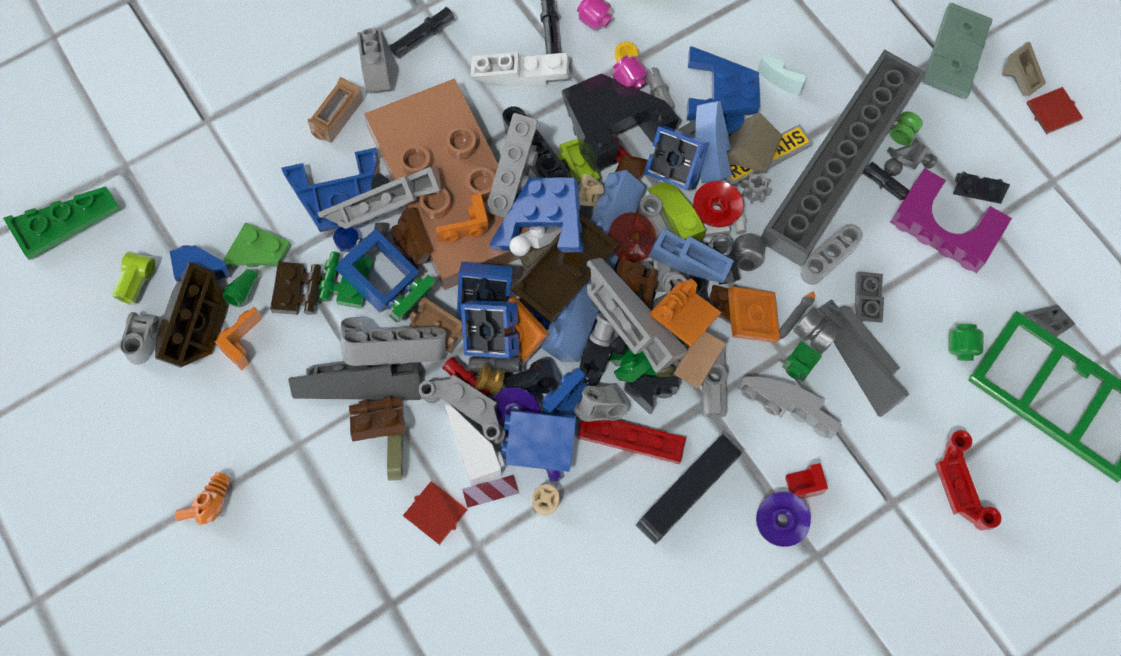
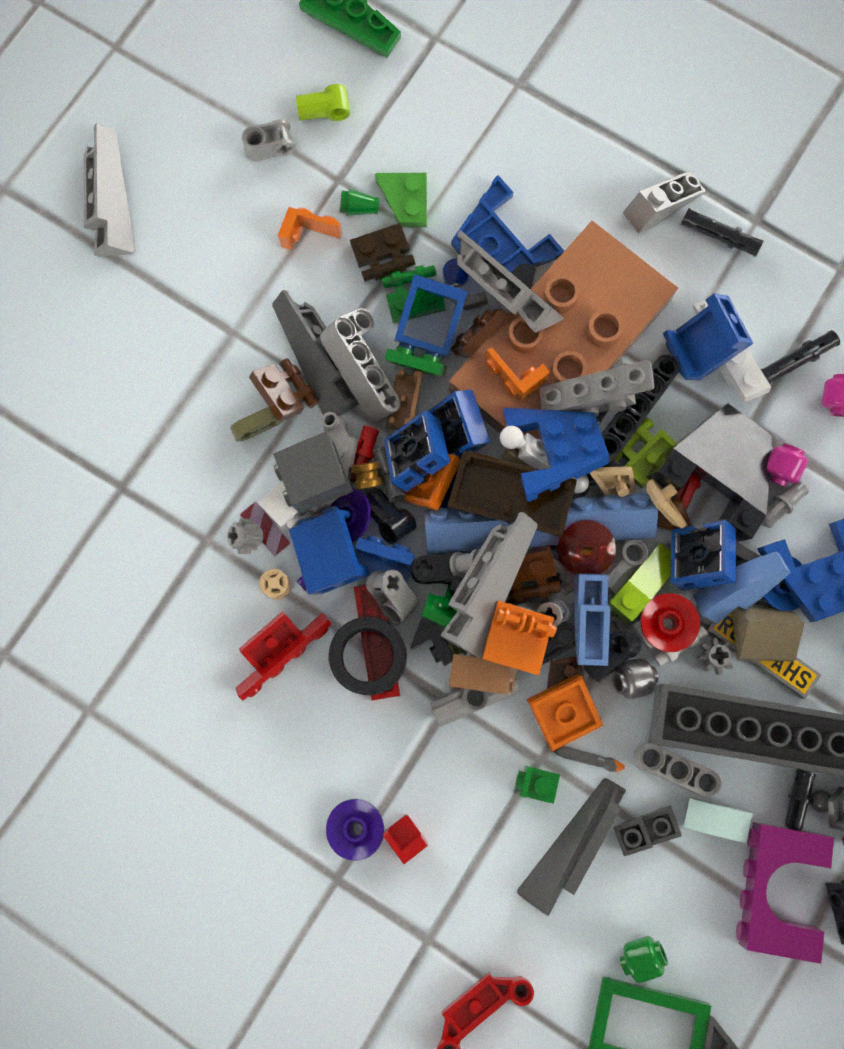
camera: 75 degrees right, 10 degrees up
(104, 503) = (106, 196): none -> wedge
(191, 318) = (303, 176): dark brown wedge -> none
(194, 254) = (359, 151): blue slope -> none
(207, 503) = (140, 282): orange piece -> none
(335, 110) = (586, 194): medium nougat window -> none
(435, 513) = (221, 487): clear red piece -> none
(469, 417) = (311, 472): none -> dark grey piece
(492, 506) = (245, 536): none -> light grey gear
(506, 76) = (708, 338): none -> blue panel
(602, 521) = (275, 647): none -> red bracket
(620, 165) = (662, 501): none -> tan piece
(625, 48) = (814, 450): yellow tile -> none
(656, 419) = (338, 645): none -> black tyre
(689, 488) = (347, 721): black beam -> none
(782, 396) = (485, 777): light grey slope -> none
(817, 330) = (578, 788): flat silver wheel -> none
(880, 243) = (718, 820): none -> light aqua slope

